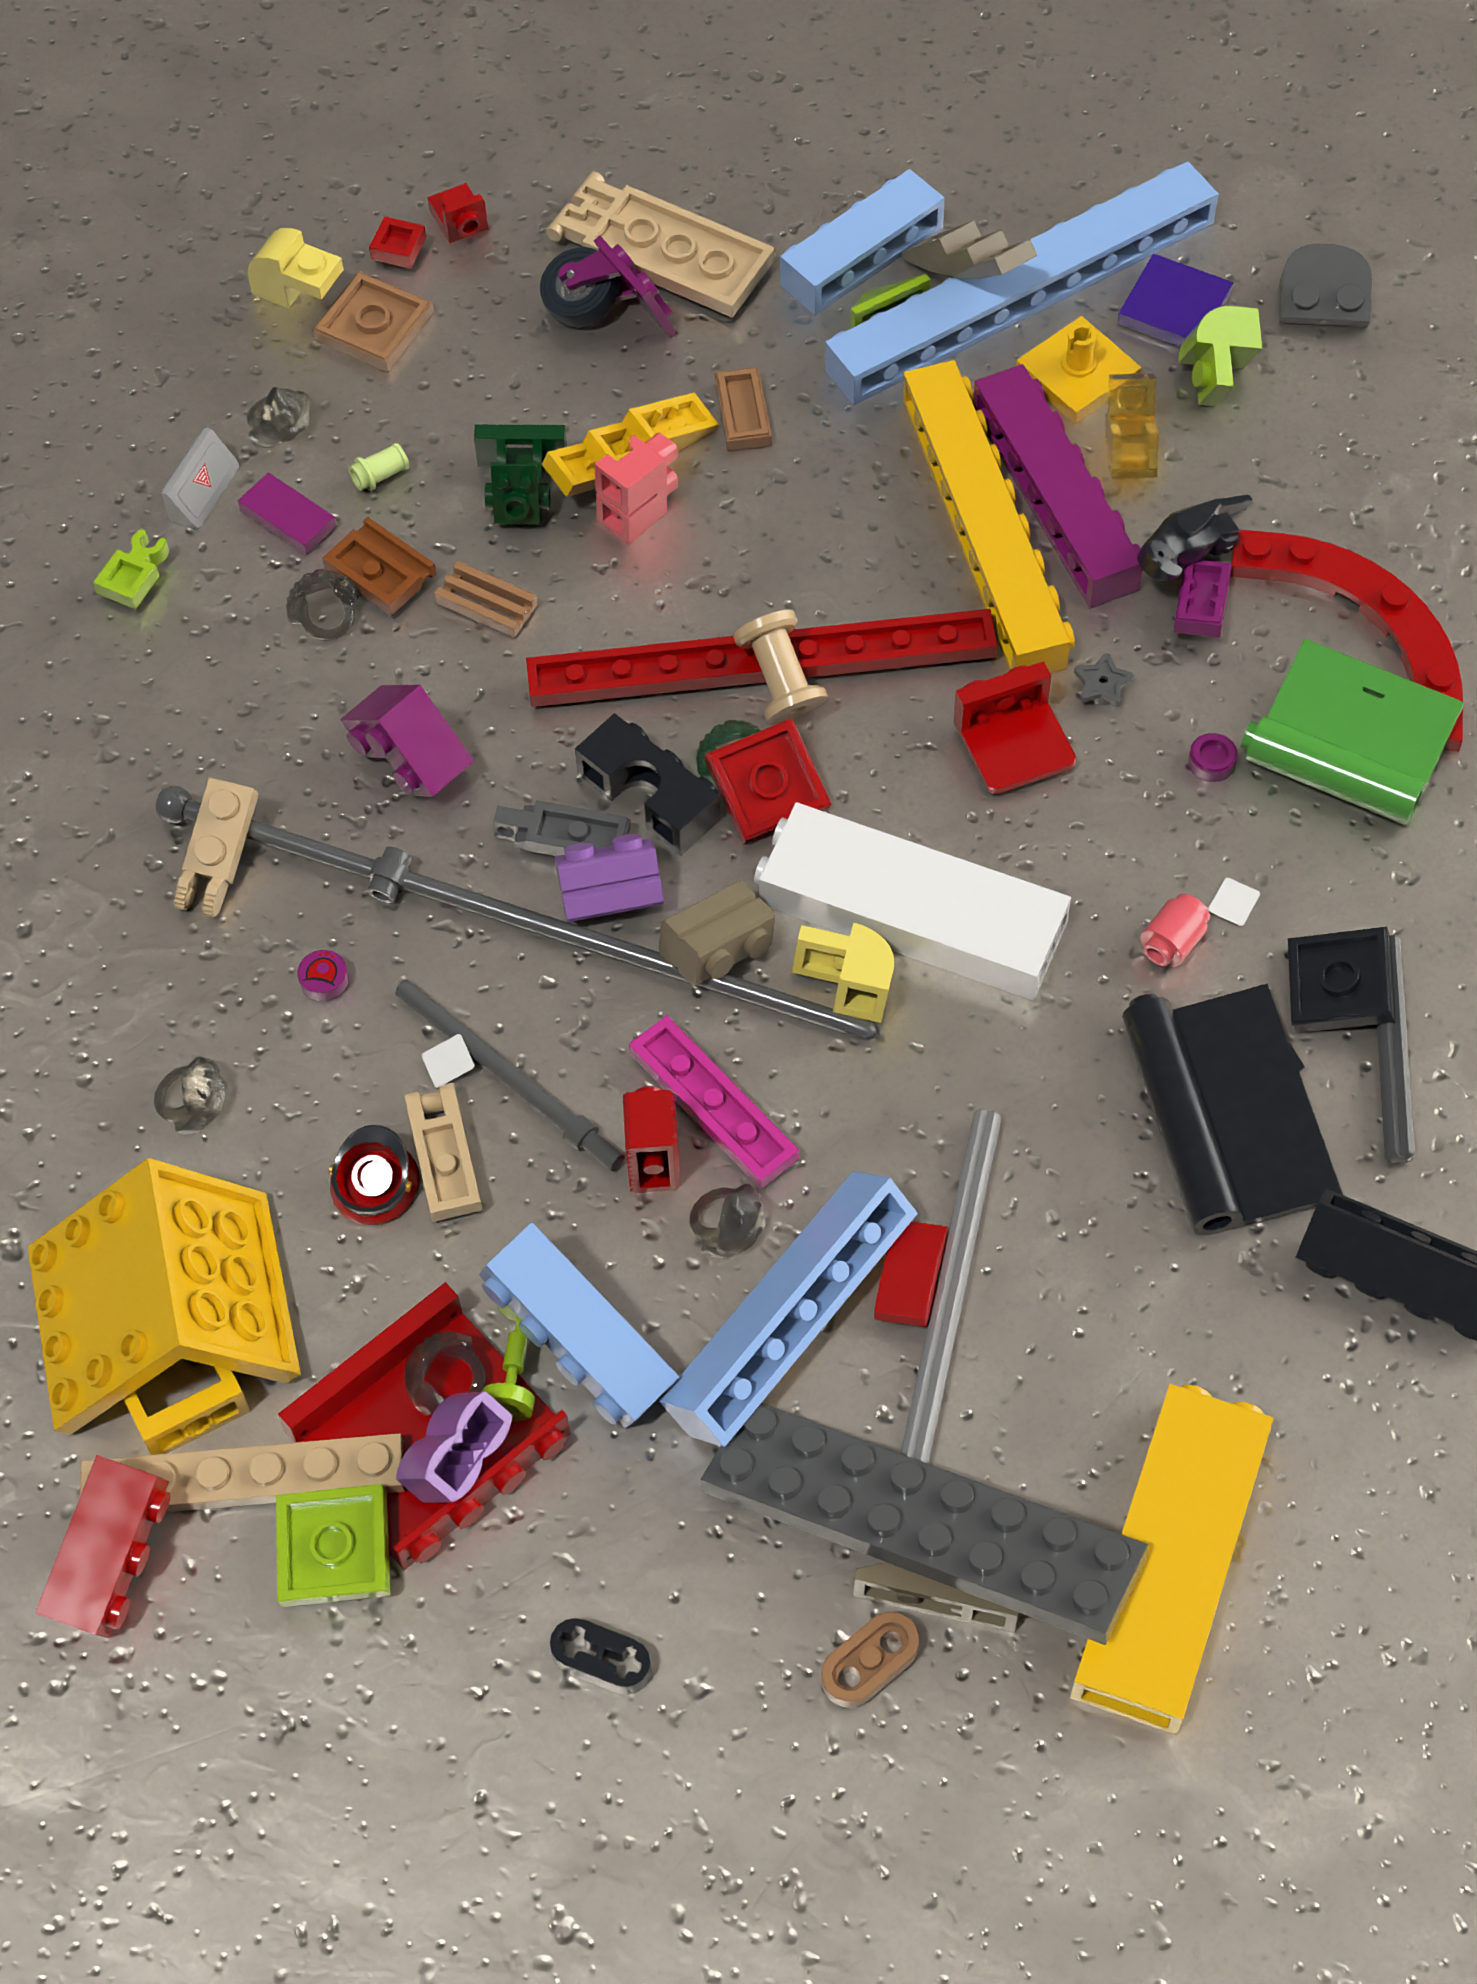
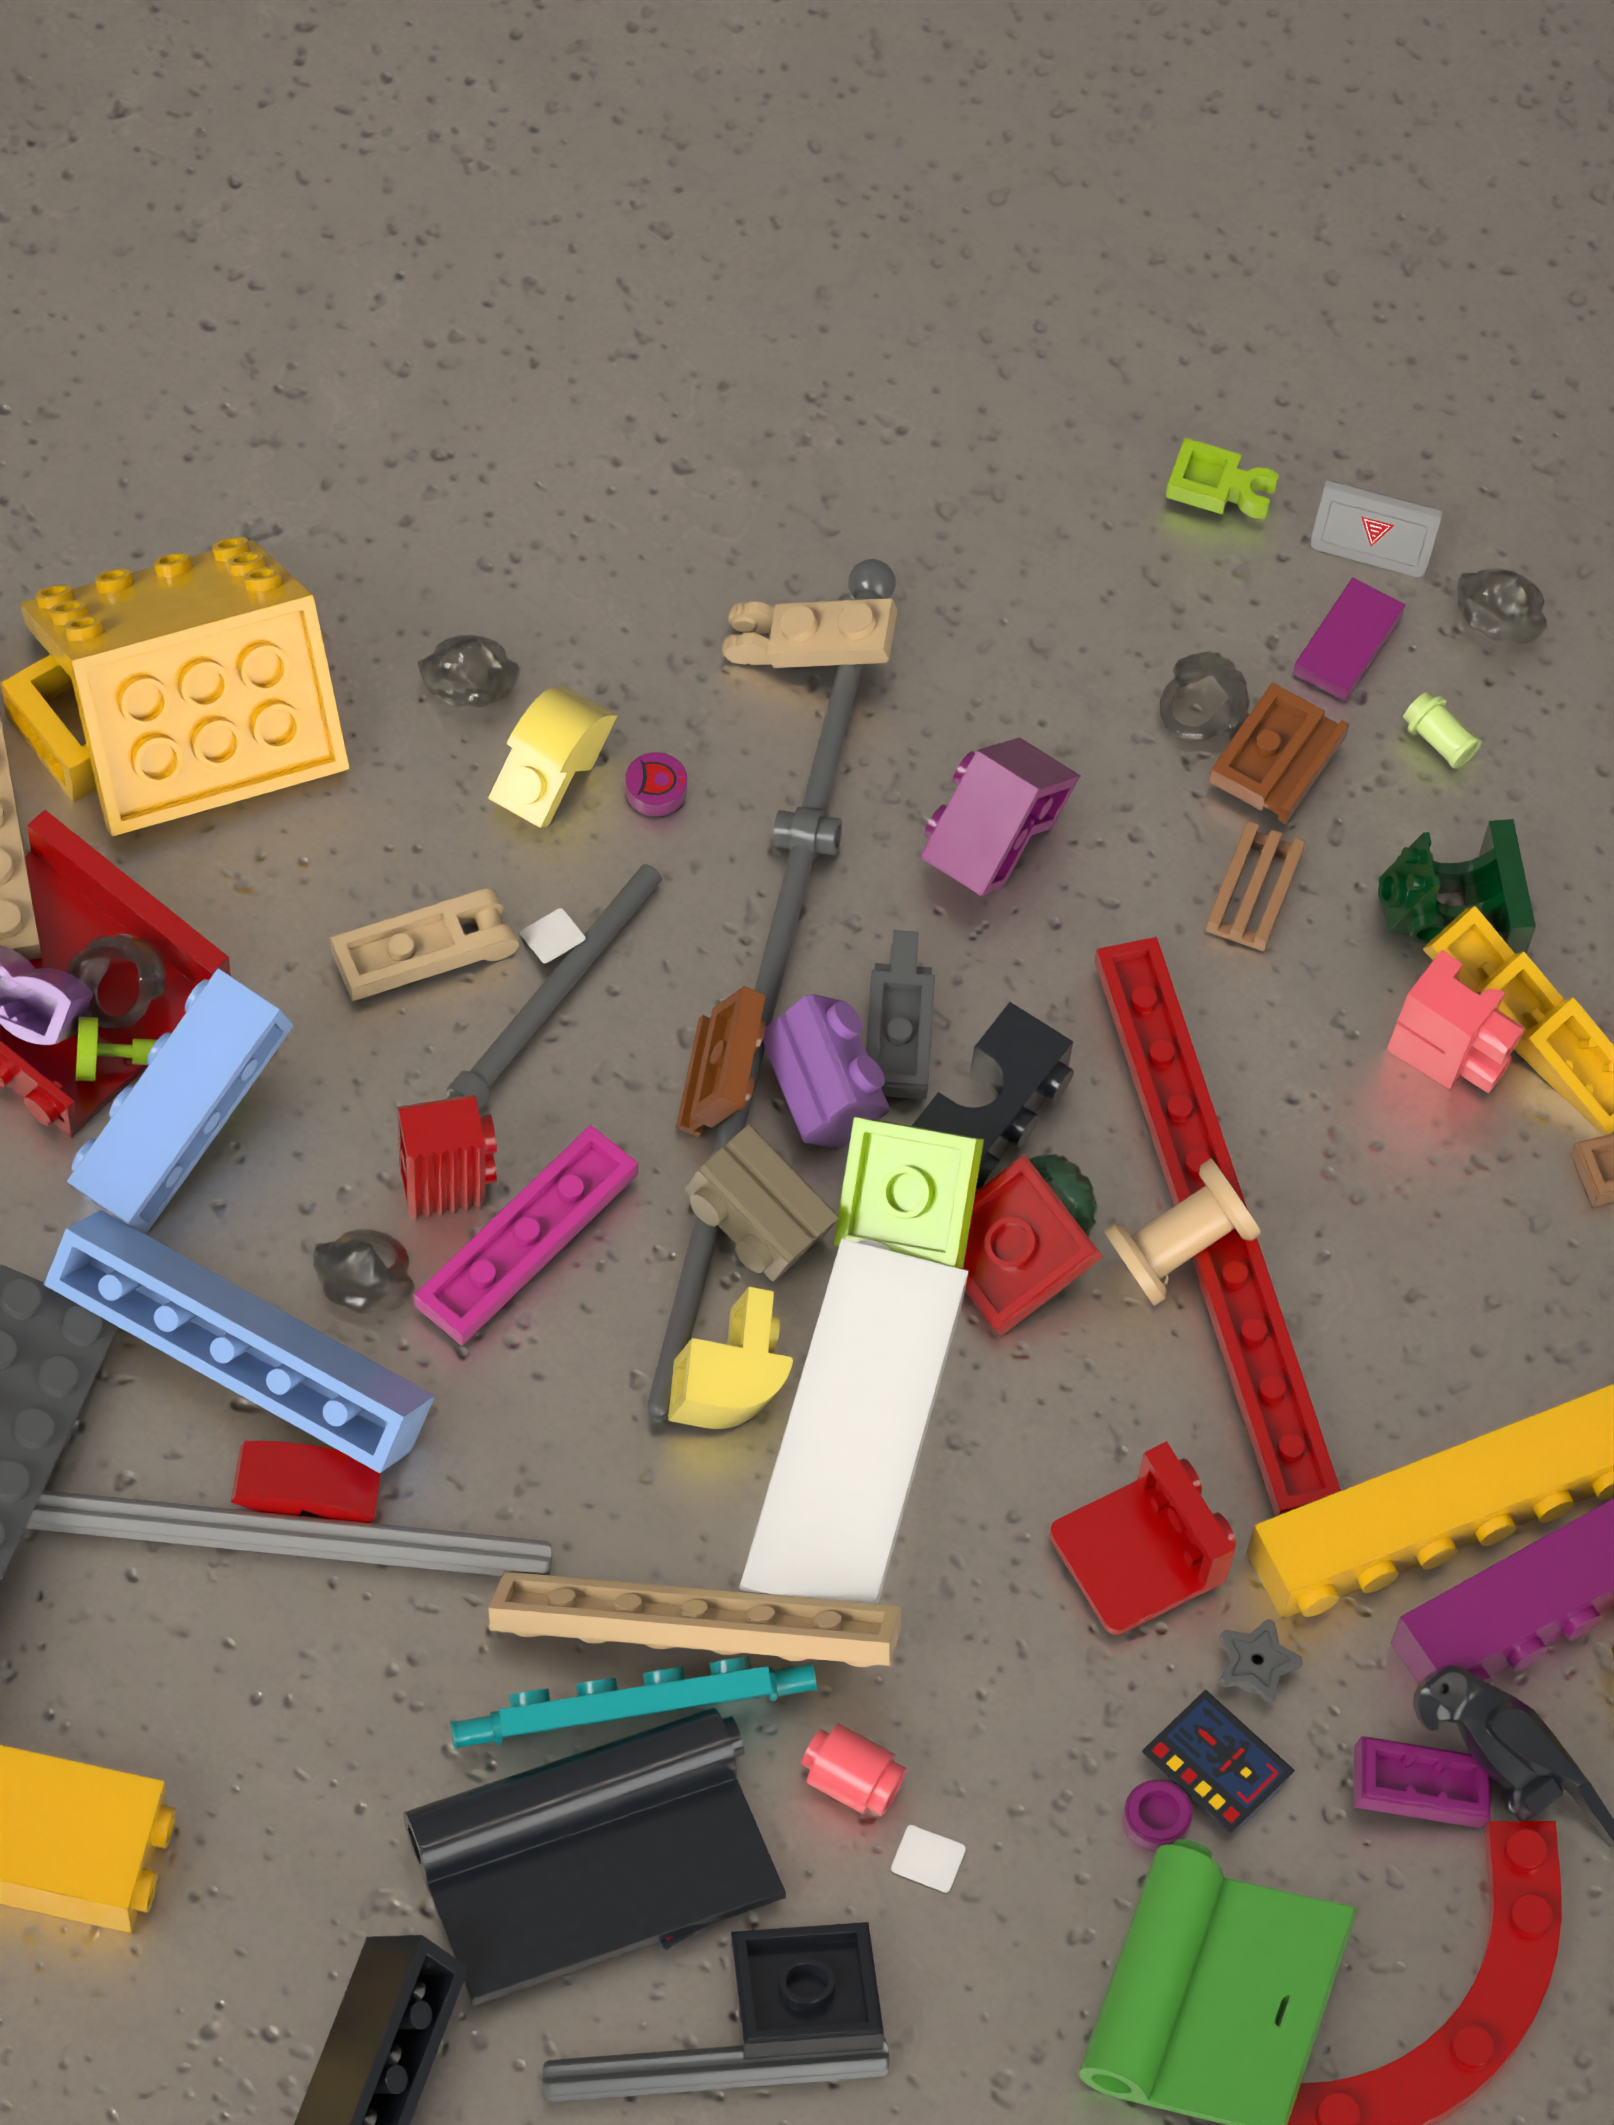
camera: 75 degrees right, 0 degrees up
(287, 1029) = (548, 745): none -> light yellow brick
(373, 1176) = (379, 873): red piece -> none
(590, 947) = (722, 1061): none -> dark orange plate
(725, 829) = (909, 1190): none -> plate
(1058, 1012) = (695, 1619): none -> tan plate
(1114, 1068) = (602, 1701): none -> teal plate
(1174, 716) = (1219, 1762): none -> piece

